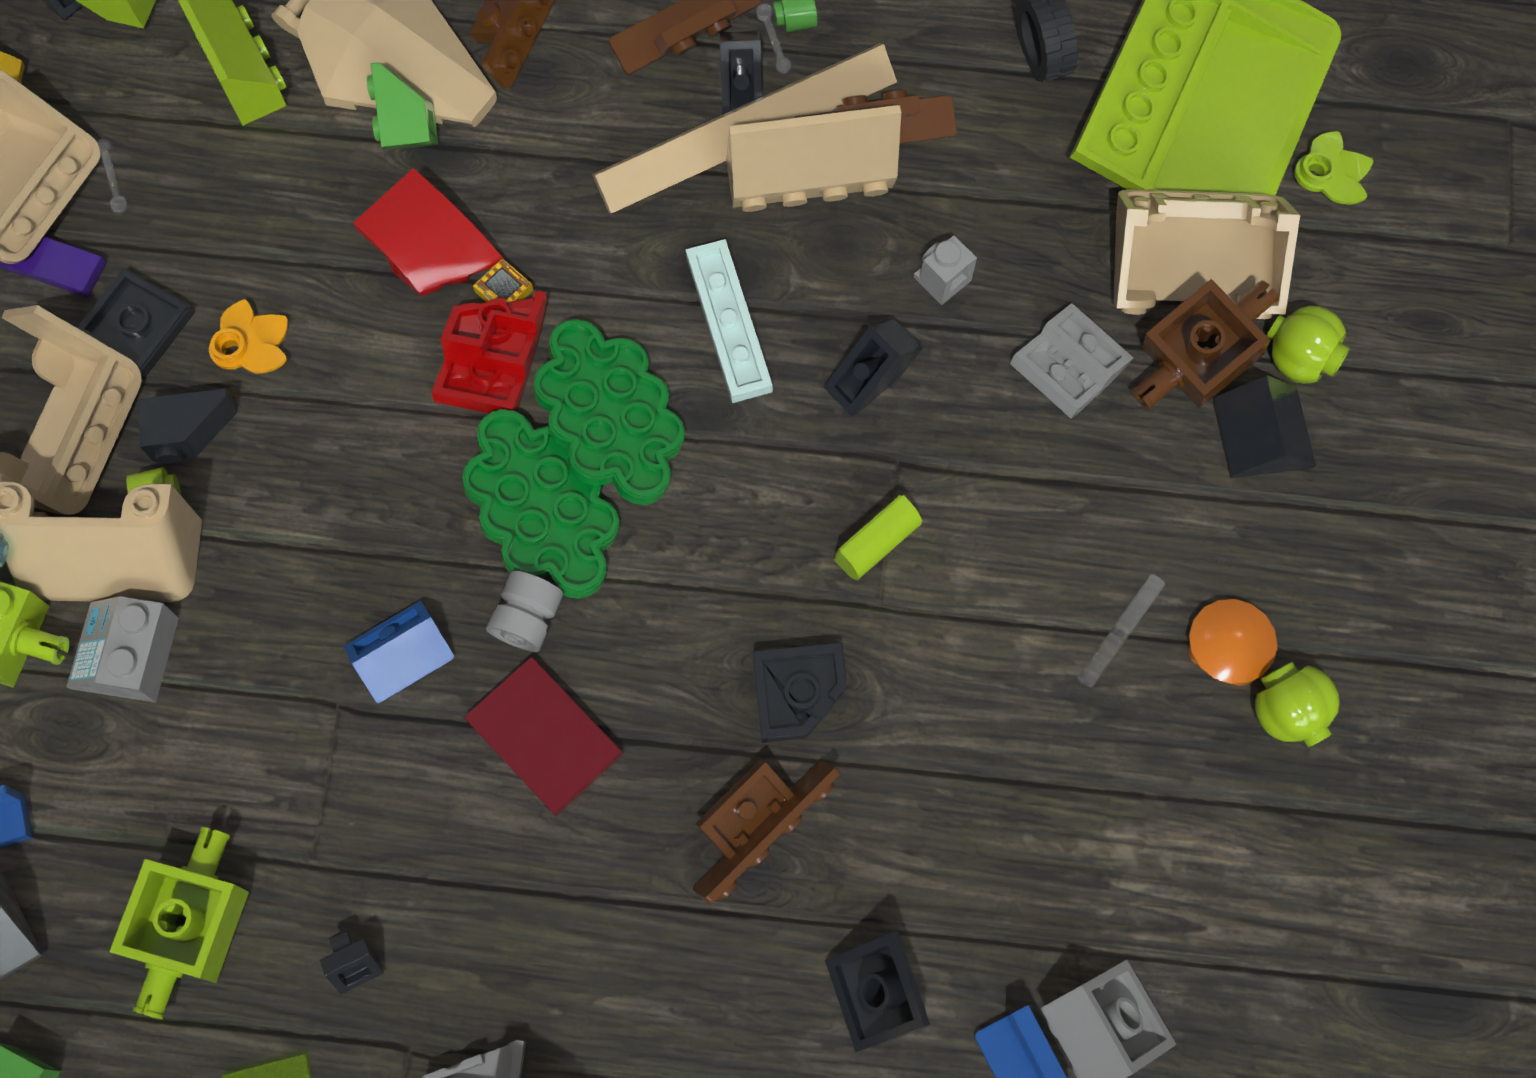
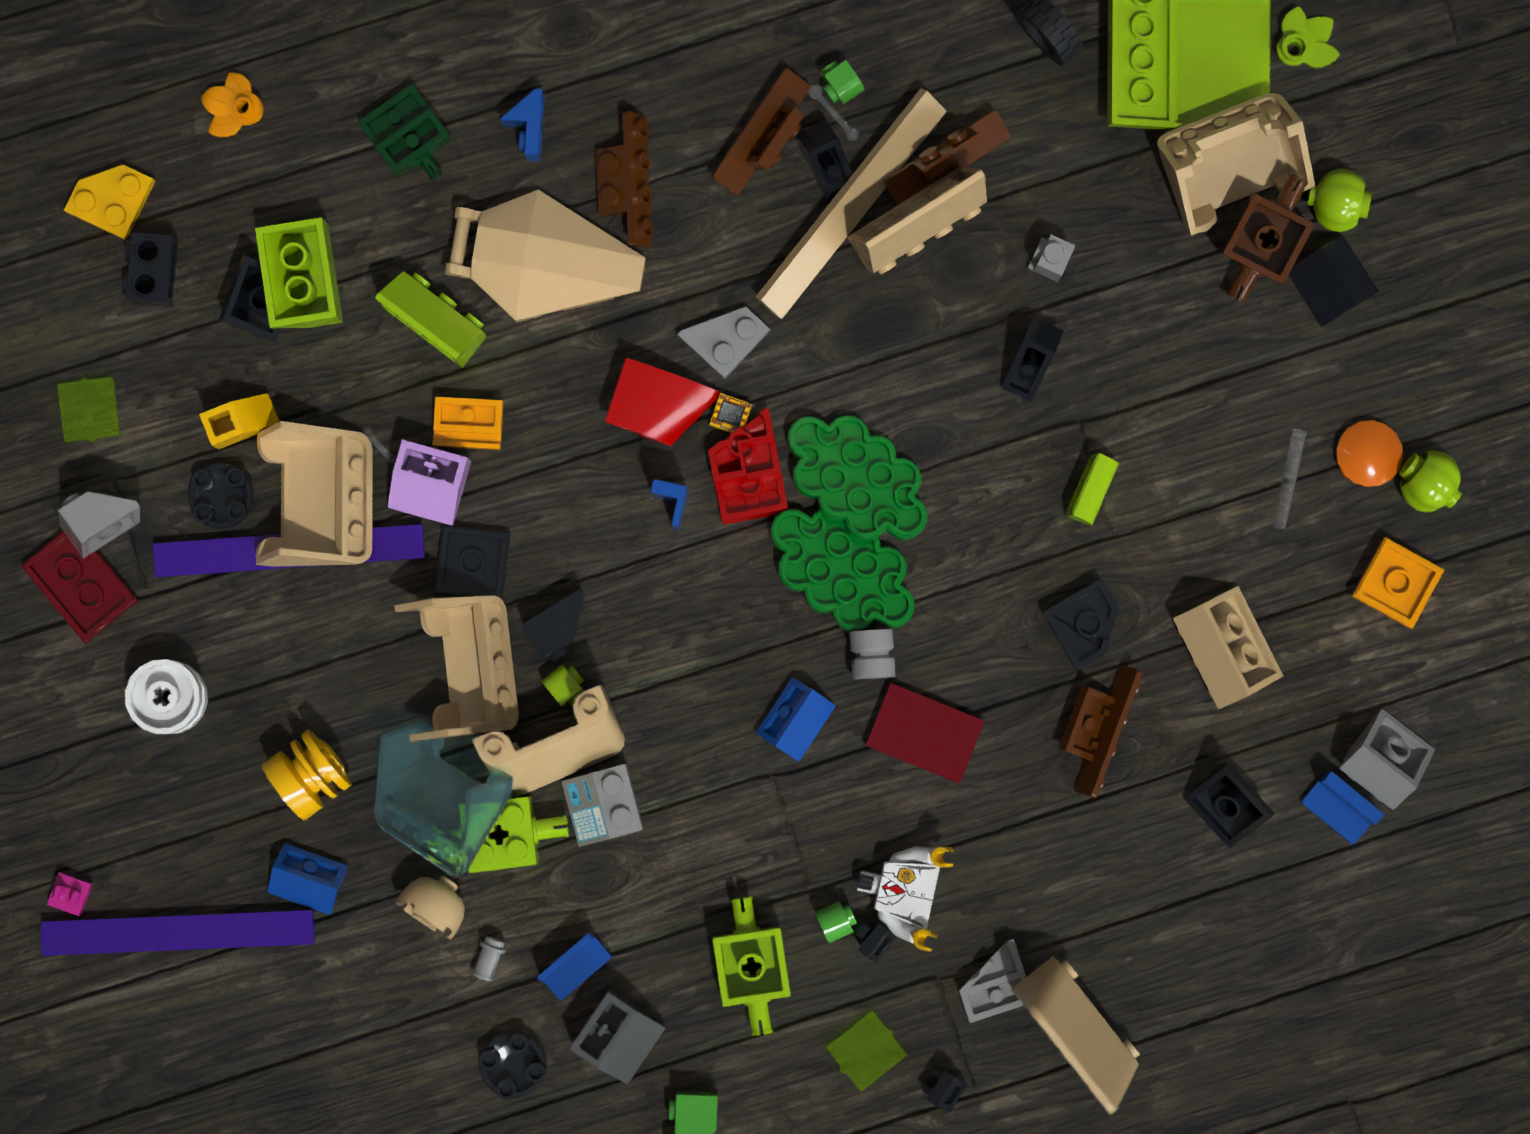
camera: 25 degrees left, 15 degrees up
(131, 211) = (428, 482): none -> lavender slope
(212, 175) = (468, 423): none -> light orange plate
(254, 335) = (569, 535): light orange plate -> none
(313, 914) = (836, 921): none -> bright green plate
(387, 342) = (672, 493): none -> blue panel
(403, 114) = (590, 309): bright green slope -> none
(420, 917) = (906, 891): none -> white torso
(540, 210) = (725, 339): none -> light grey wing
(729, 321) = (910, 368): light aqua plate -> none
(961, 793) = (1228, 647): none -> tan slope
(1071, 360) = (1172, 287): light grey slope -> none
(1208, 810) = (1397, 583): none -> light orange plate

